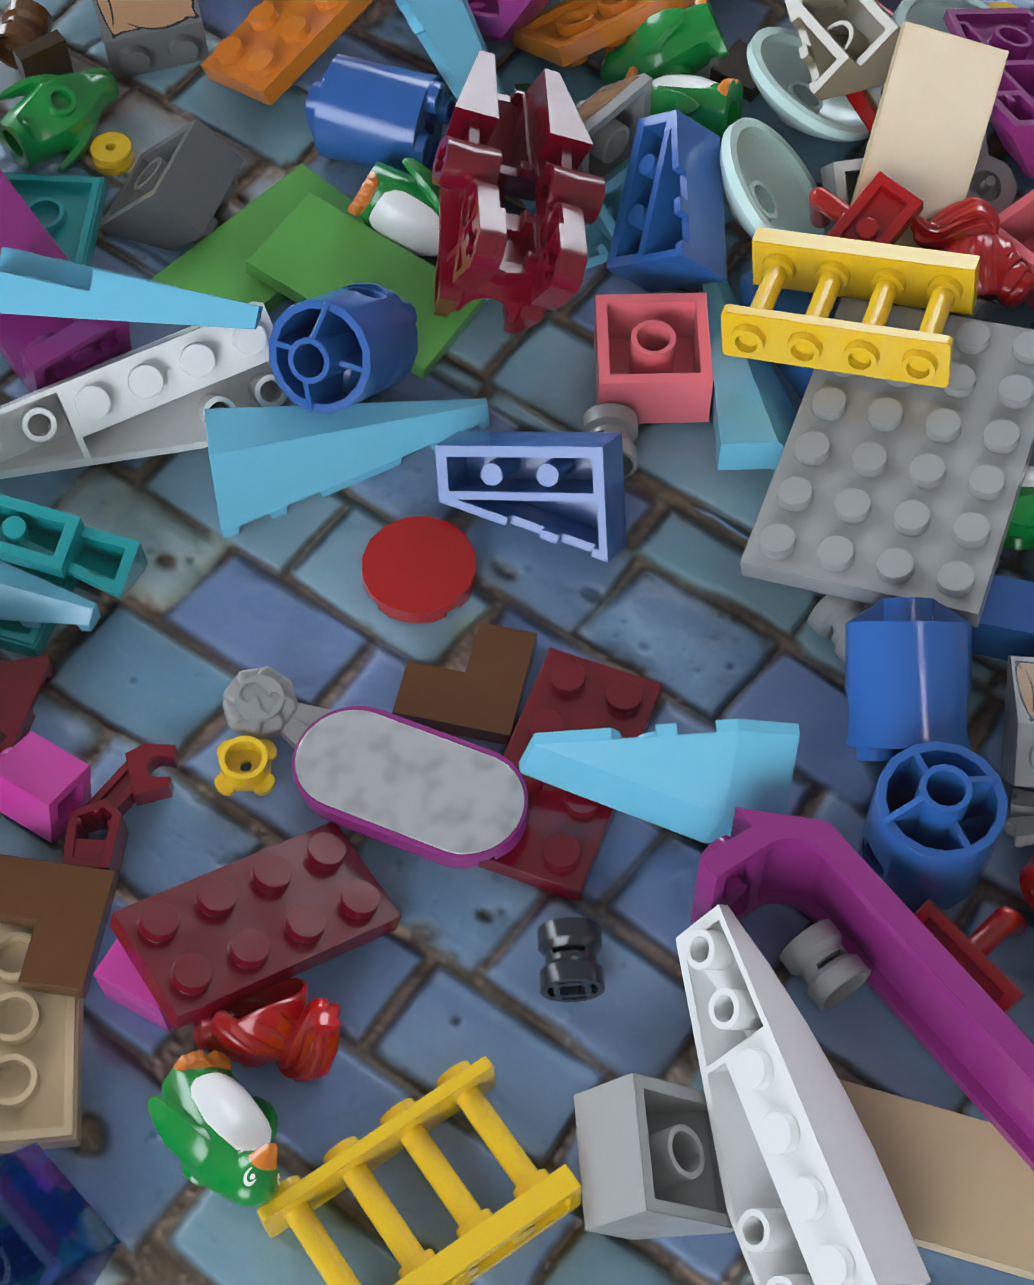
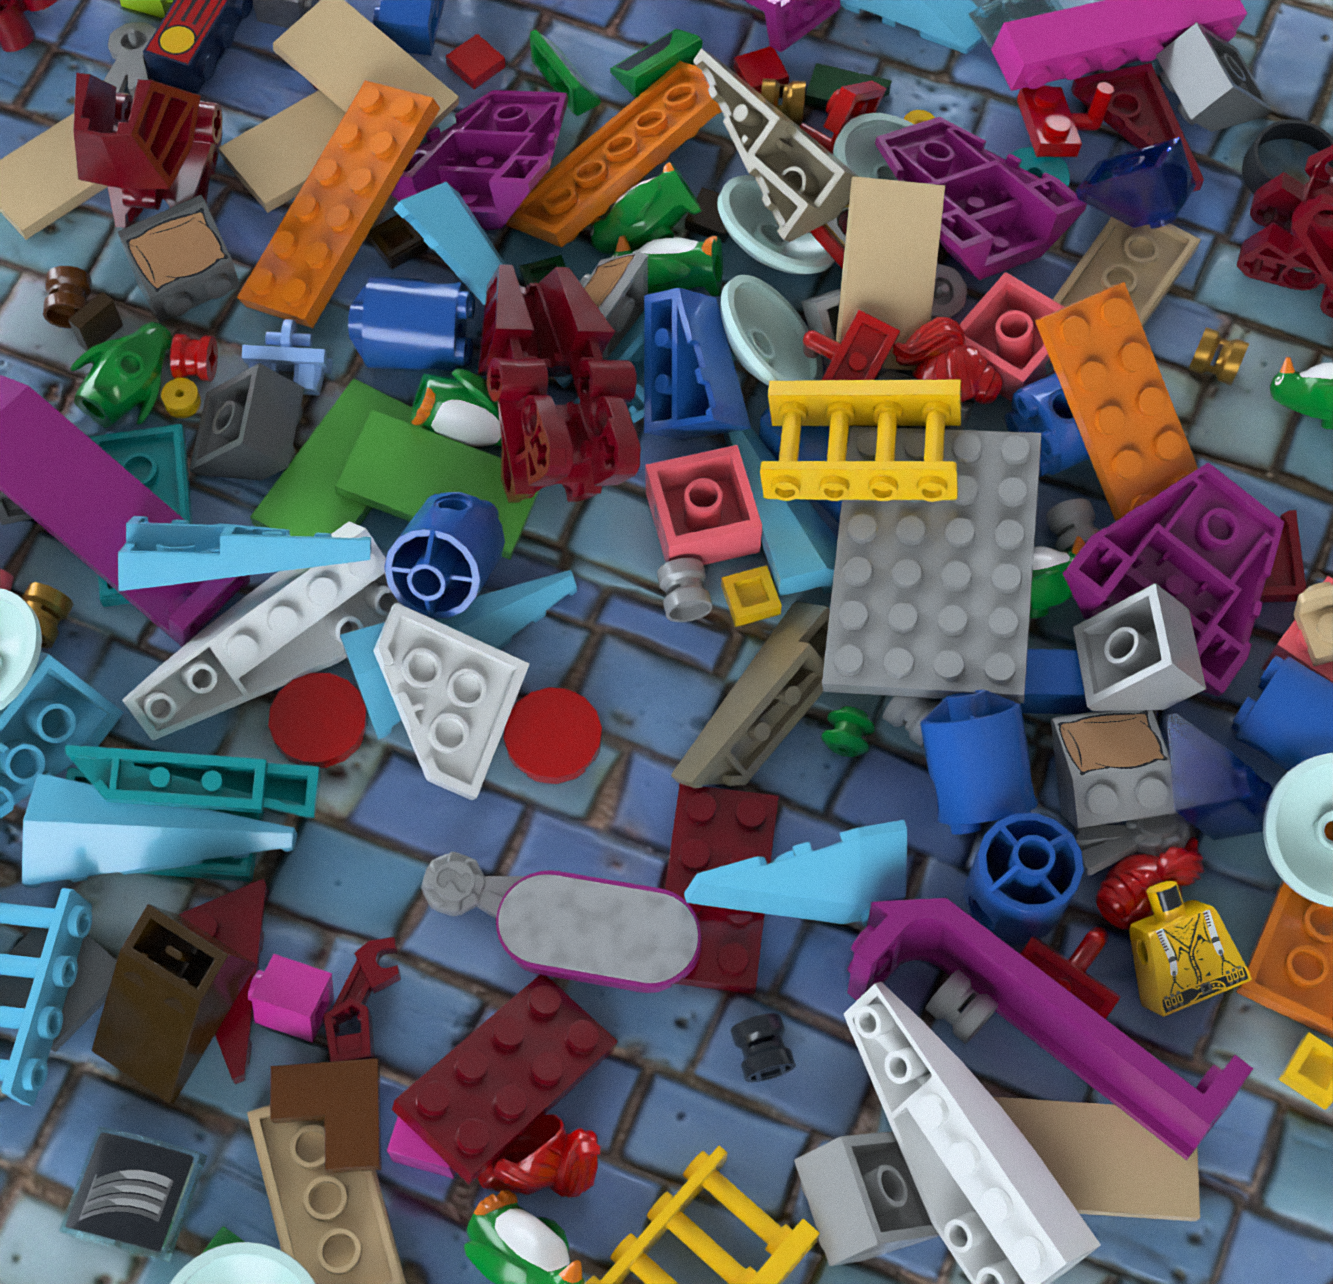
camera: 15 degrees left, 5 degrees up
(136, 113) = (194, 357): none -> red wheel
(161, 502) = (318, 720): none -> red tile
(242, 128) = (306, 363): none -> light blue hips
(243, 750) = (455, 926): yellow plate -> none
(308, 497) = (449, 696): none -> white plate
(390, 39) = (396, 241): none -> dark brown tile
(474, 702) = (631, 842): reddish brown tile -> none
(541, 481) = (637, 641): blue wedge -> none
(667, 584) = (763, 703): none -> dark tan wedge
(685, 463) = (751, 596): none -> yellow plate
(762, 629) = (849, 728): none -> green wheel

